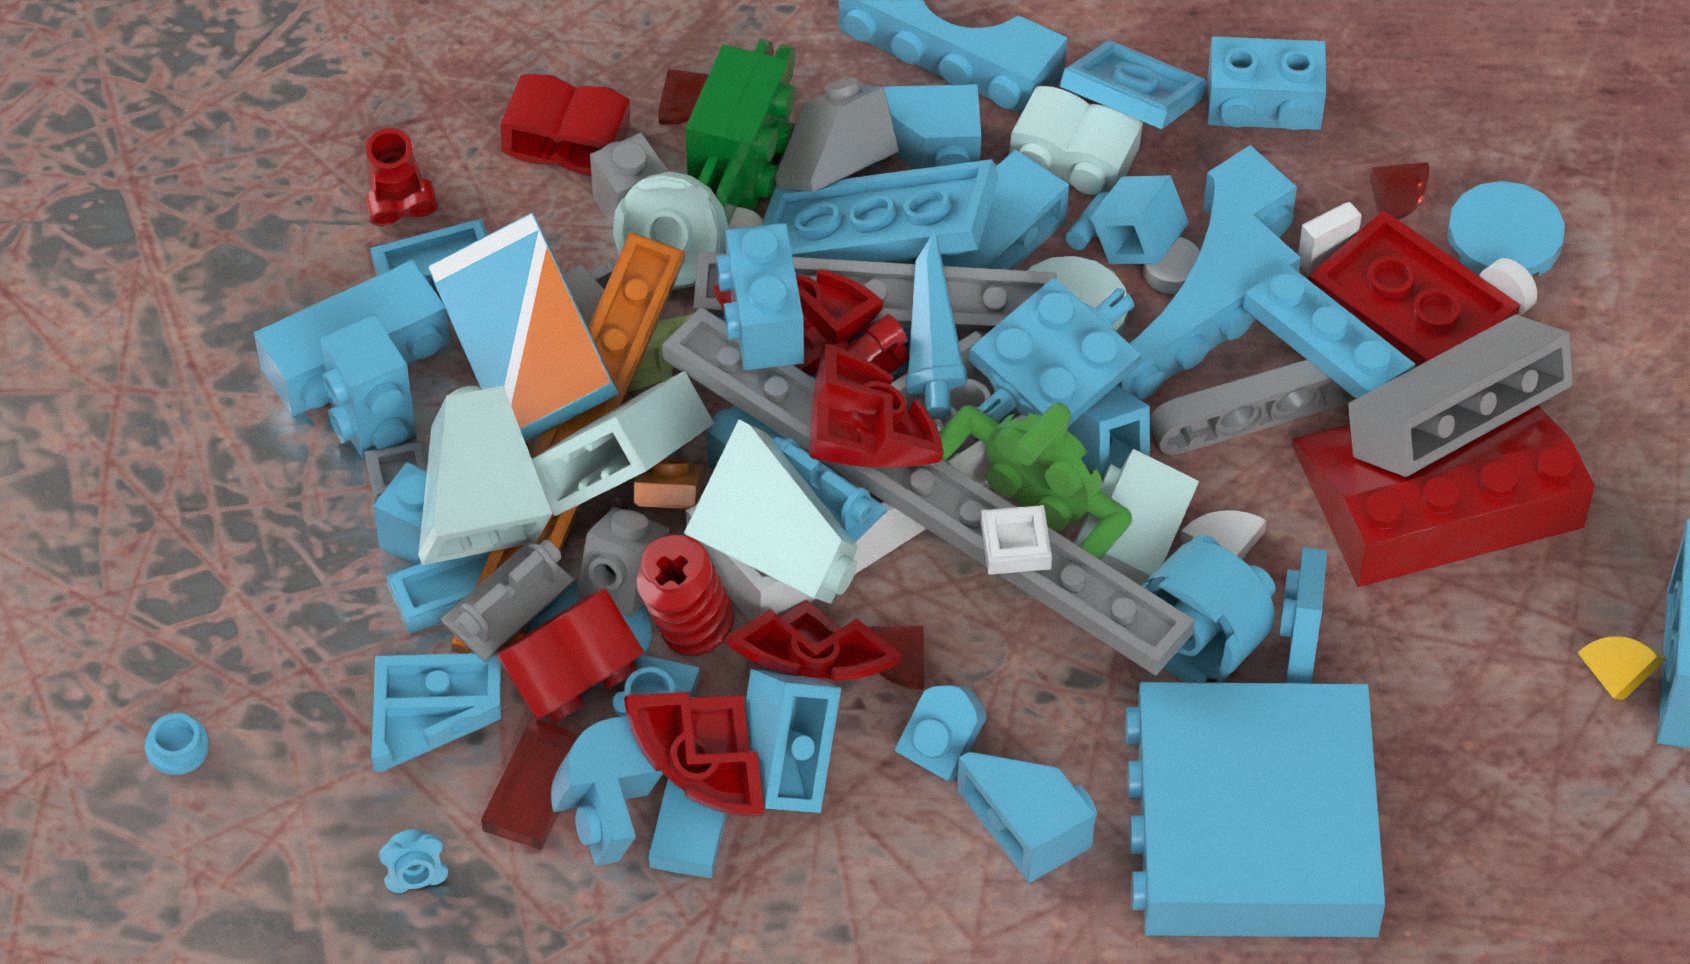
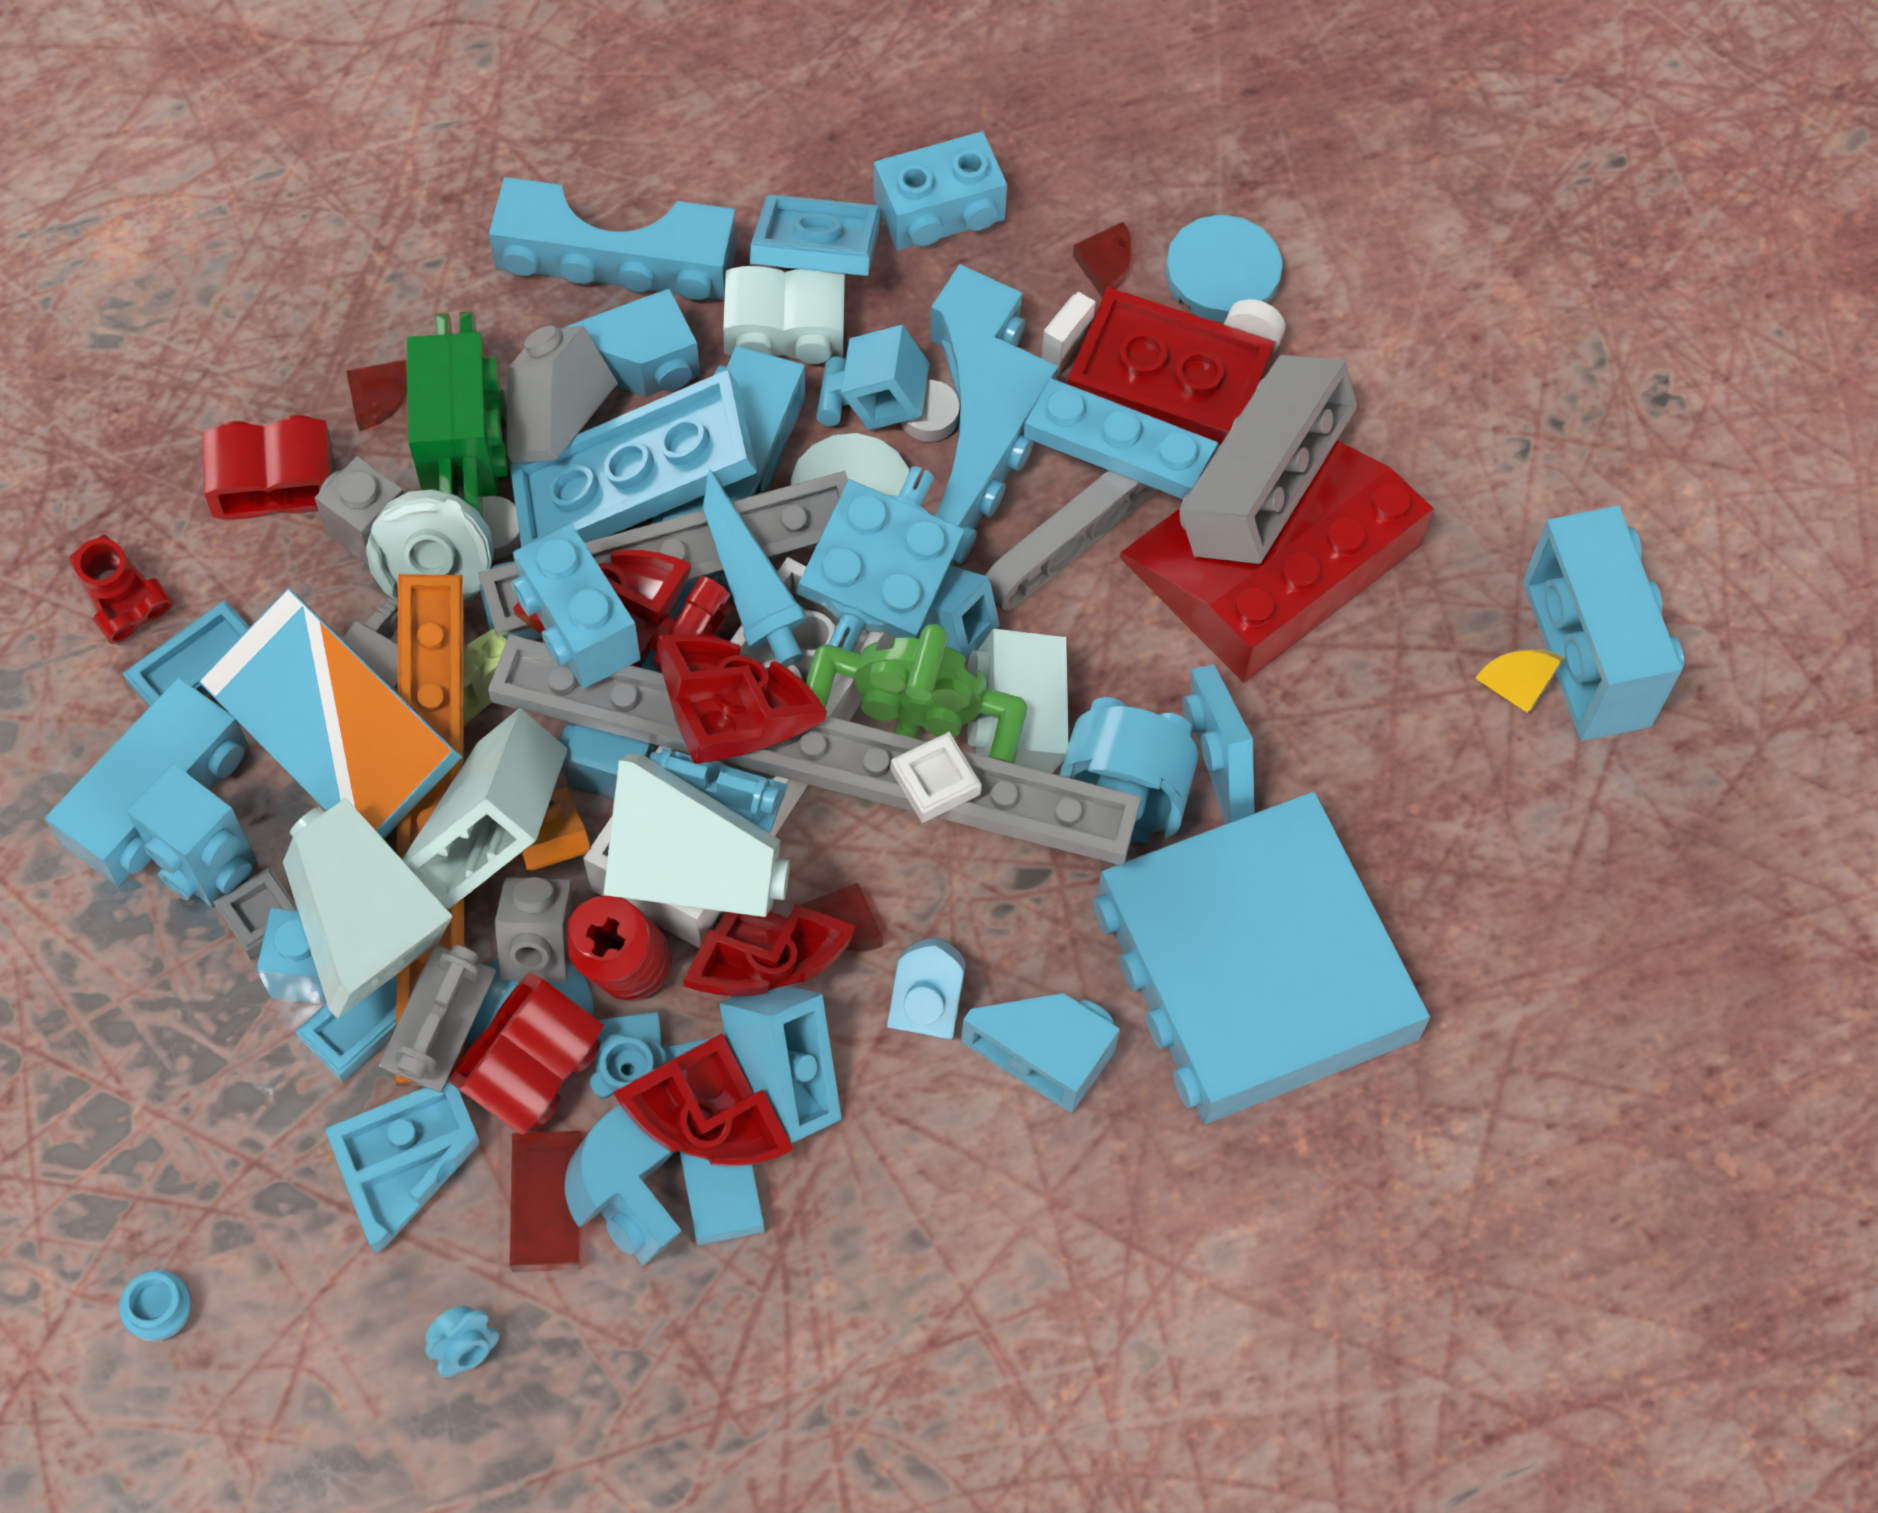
camera: 25 degrees left, 10 degrees up
(1231, 529) = (1101, 675): white tile -> none

